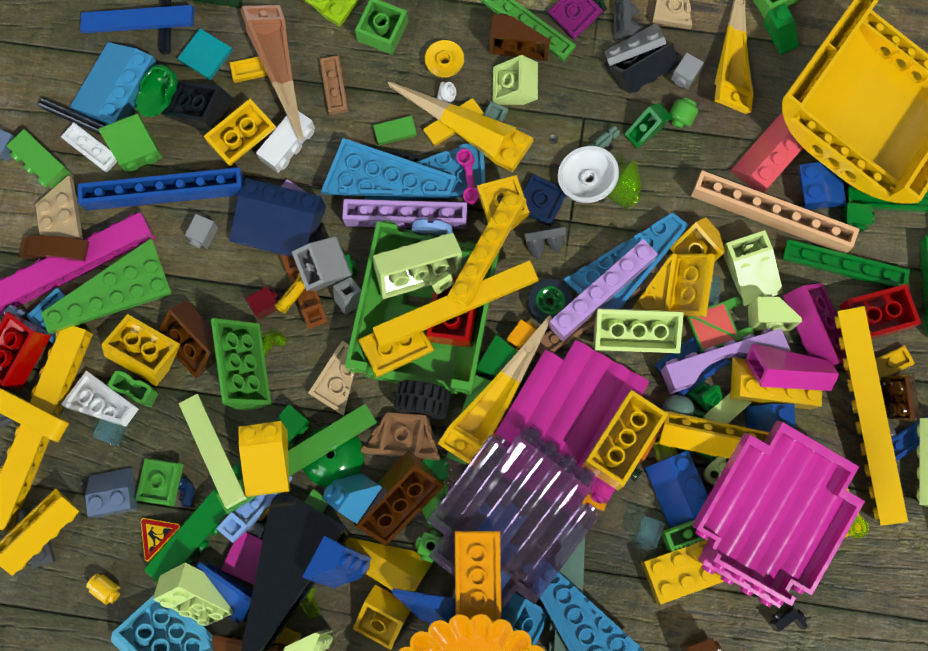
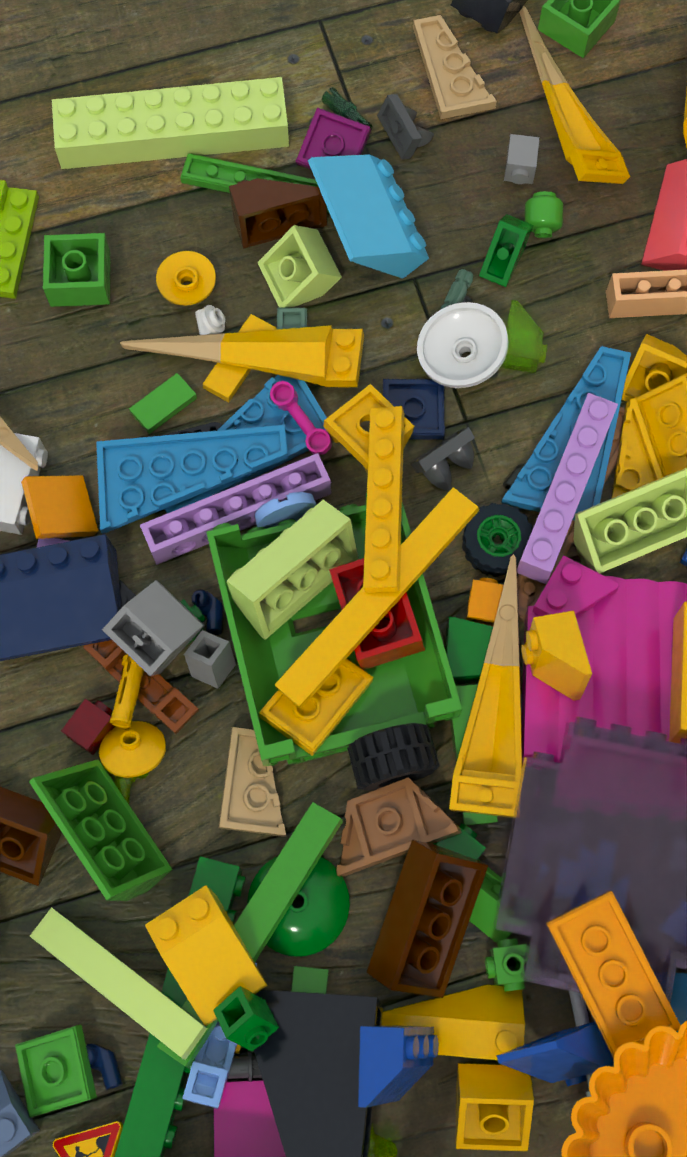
camera: 30 degrees left, 5 degrees down
(268, 503) = (245, 1019): none -> green brick
(281, 327) = (135, 758): none -> yellow dish
(305, 167) = (59, 506): none -> light orange tile
(334, 85) = (45, 379): medium nougat tile -> none
(351, 495) = (360, 946): dark azure slope -> none
(361, 261) = (210, 608): none -> dark blue arm
(442, 282) = (343, 574): yellowish green slope -> none
(540, 384) = (558, 653): none -> yellow slope
(571, 66) = (370, 213): none -> medium azure slope
(574, 353) = (573, 589): none -> dark pink wing
(637, 44) = (437, 153): light grey wing -> none
(643, 68) = (457, 174): black slope -> none
(782, 29) = (612, 59): green slope -> none

